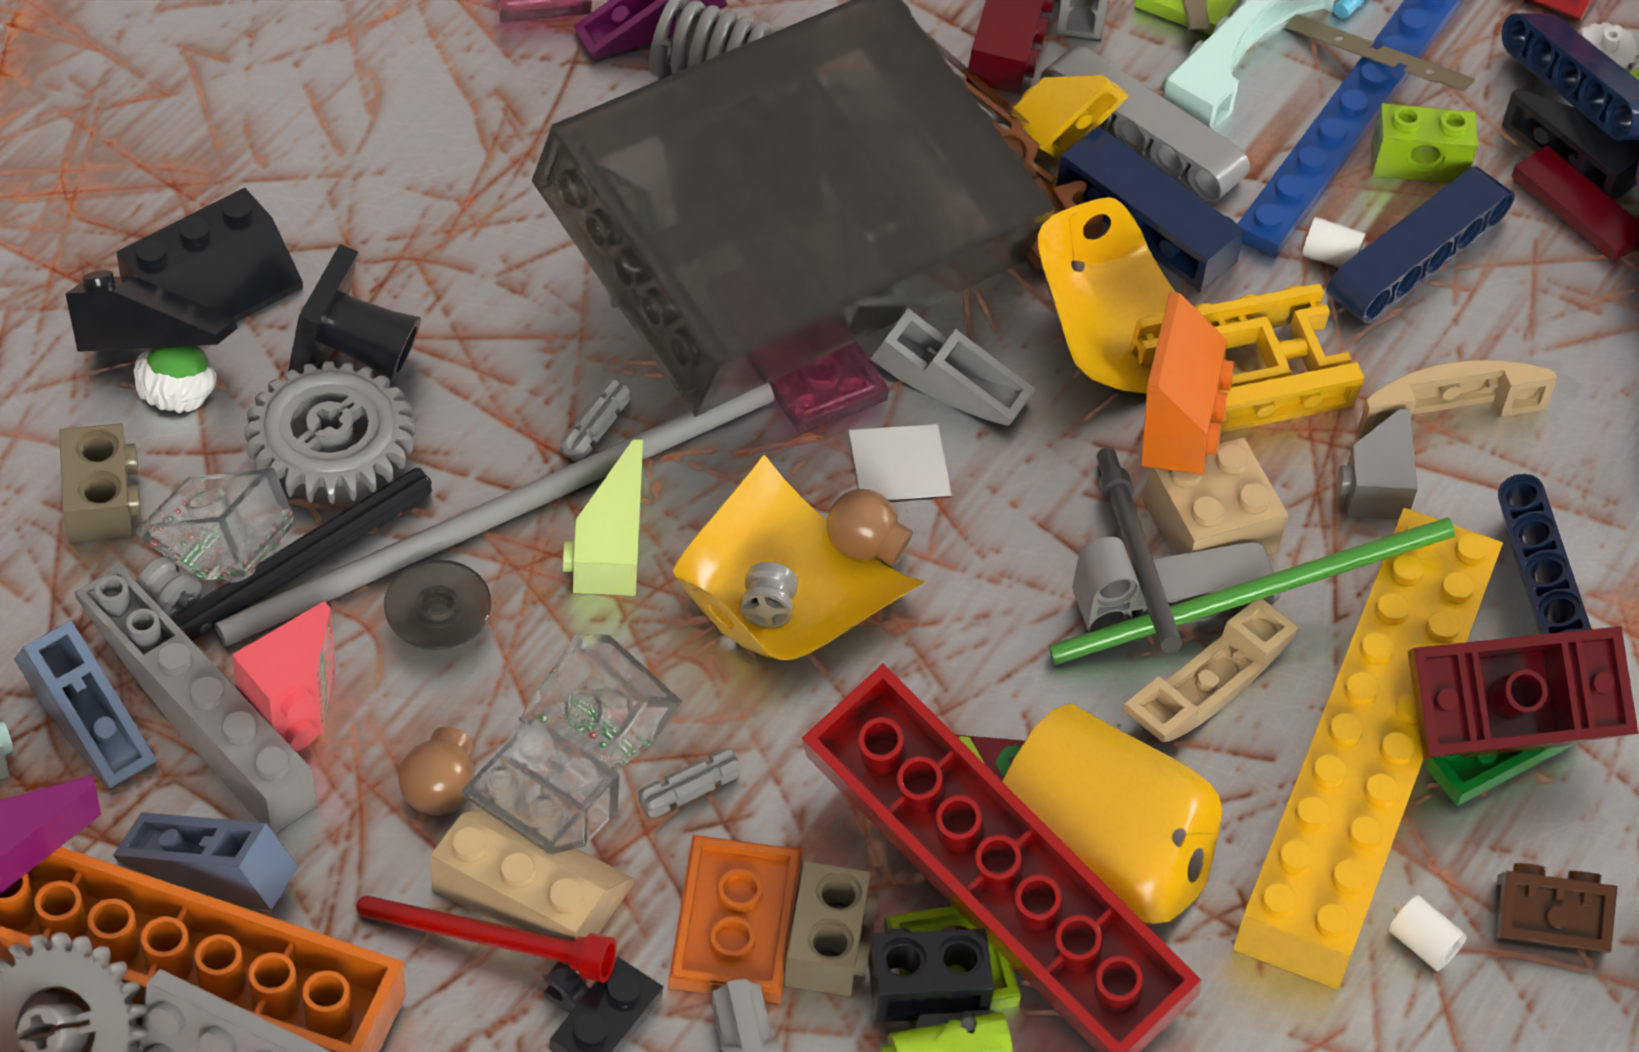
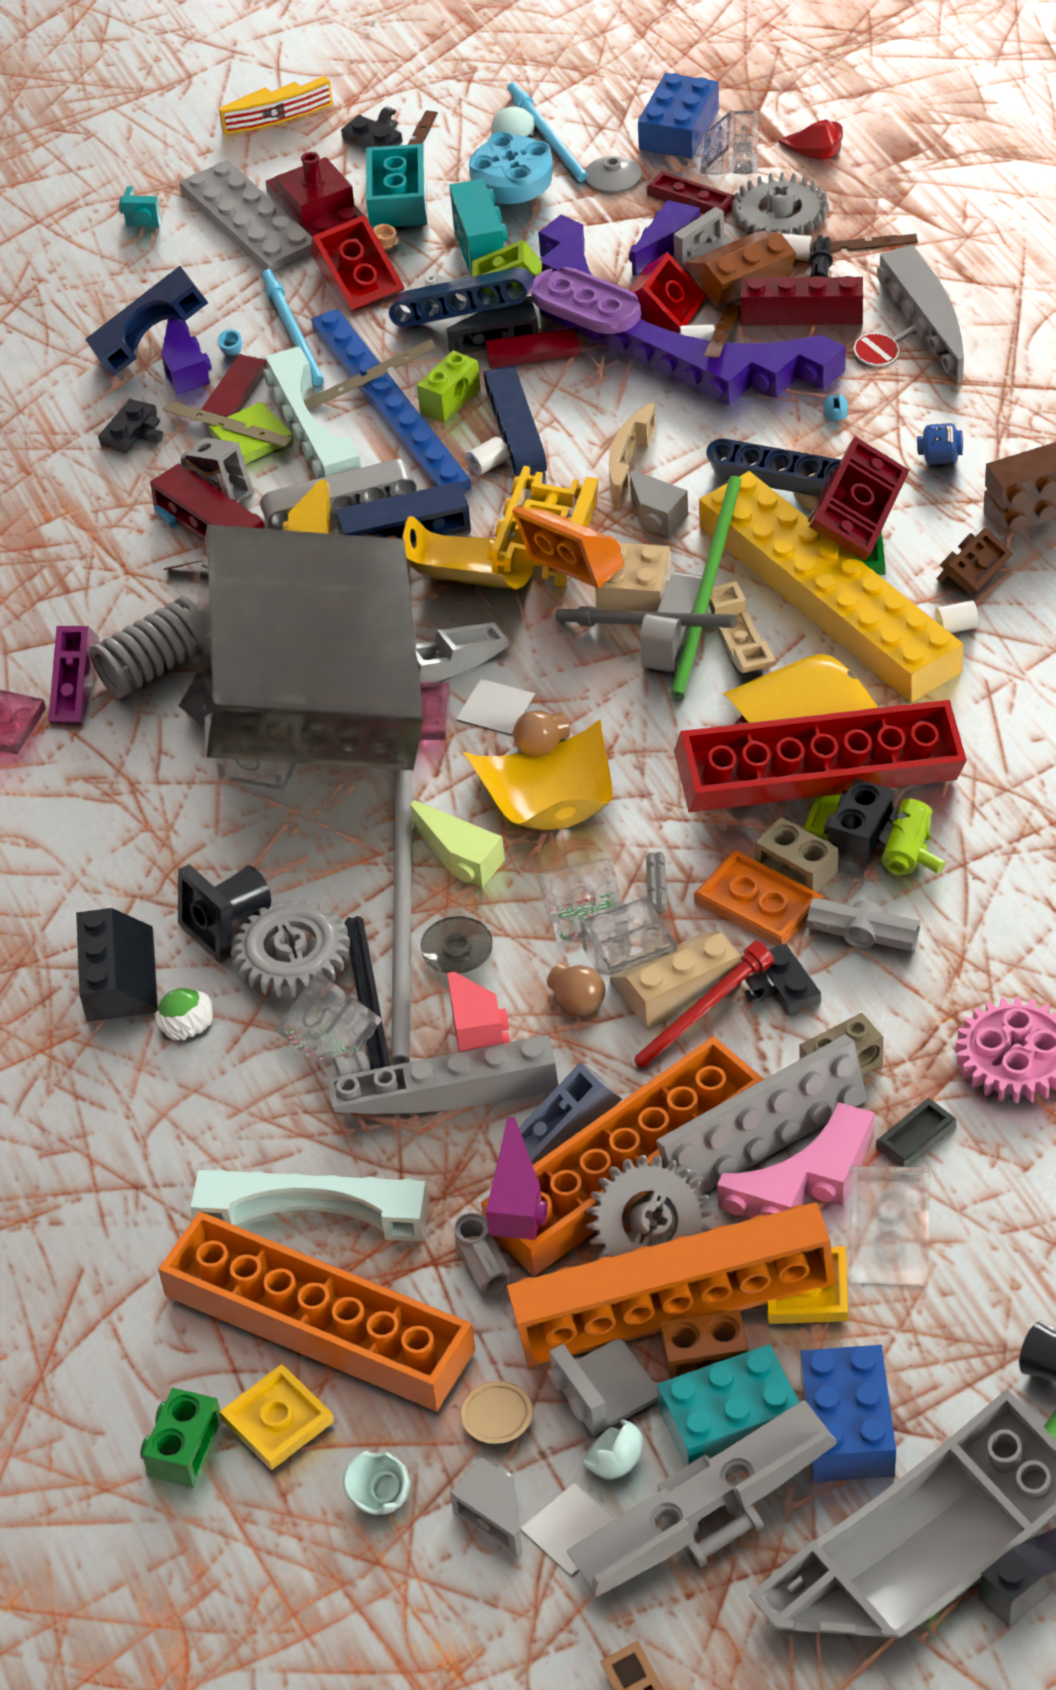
camera: 50 degrees left, 5 degrees down
(84, 704) = (407, 1139): sand blue slope -> none
(96, 483) = (243, 1078): dark tan brick -> none
(139, 315) = (134, 1006): black slope -> none
(595, 420) = (368, 826): light grey axle -> none
(768, 595) = (553, 790): light grey wheel -> none

